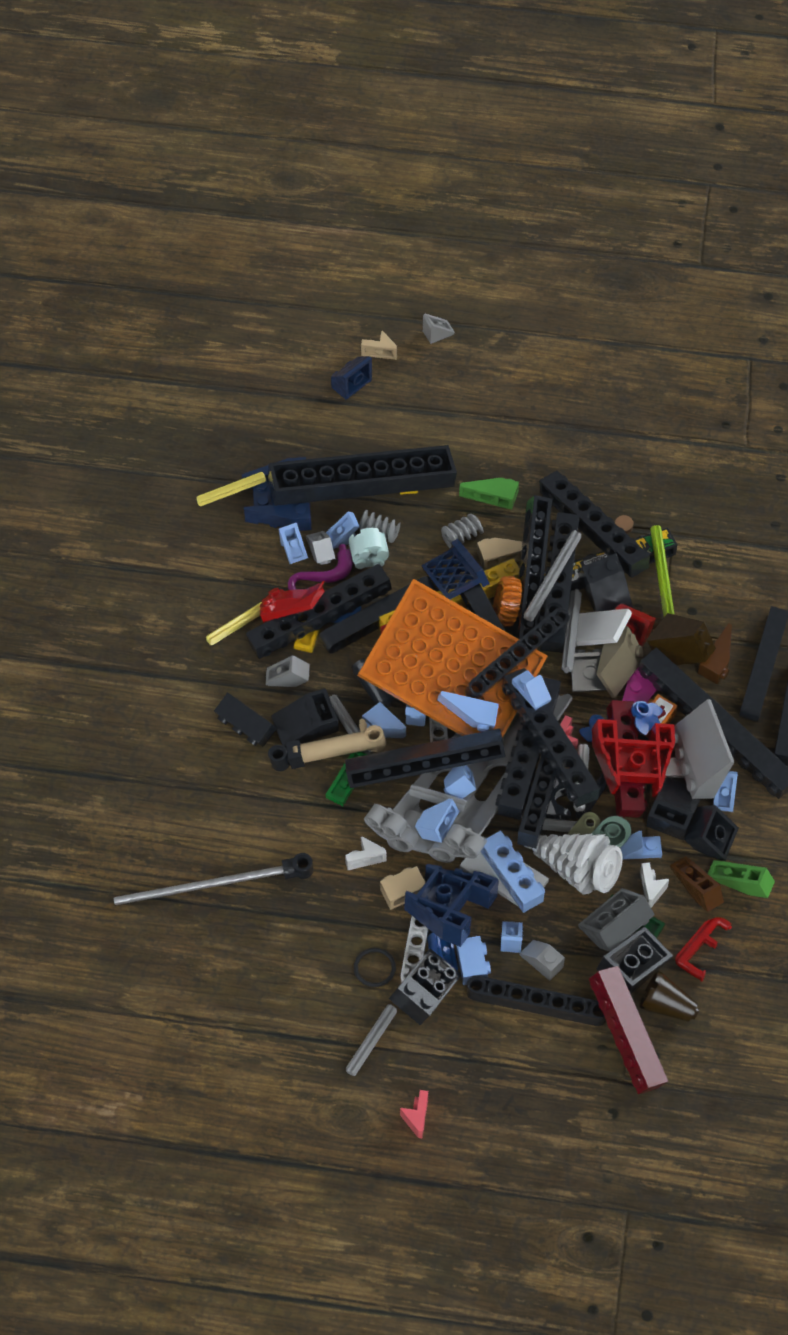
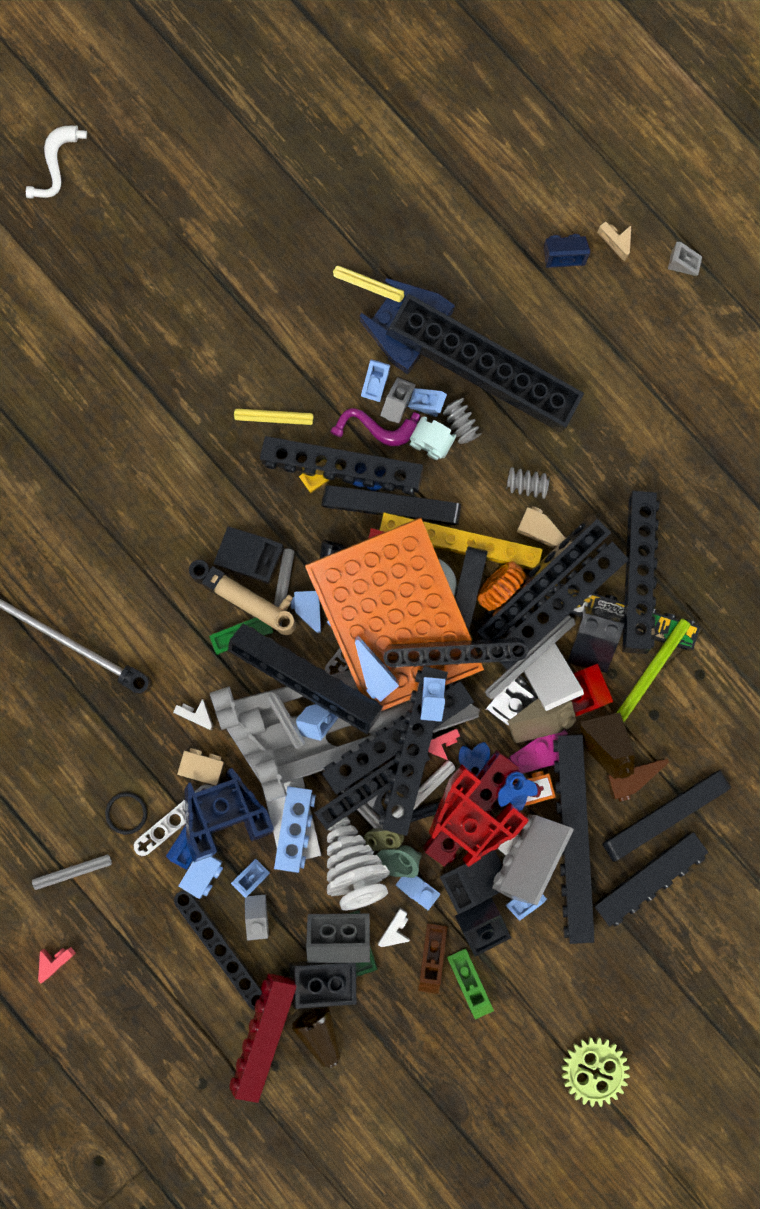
camera: 40 degrees right, 25 degrees up
(244, 720) = (200, 515): black brick -> none
(284, 603) = (321, 439): red slope -> none
(288, 673) = (271, 499): light grey slope -> none
(425, 986) = (144, 868): black slope -> none
(437, 820) = (266, 742): light blue slope -> none
(466, 564) = (496, 530): dark blue fence -> none
(494, 491) = (589, 467): bright green slope -> none
(552, 576) = (552, 600): light grey axle -> none
(625, 522) = (670, 587): medium nougat tile -> none
(694, 944) = (388, 1004): red piece -> none

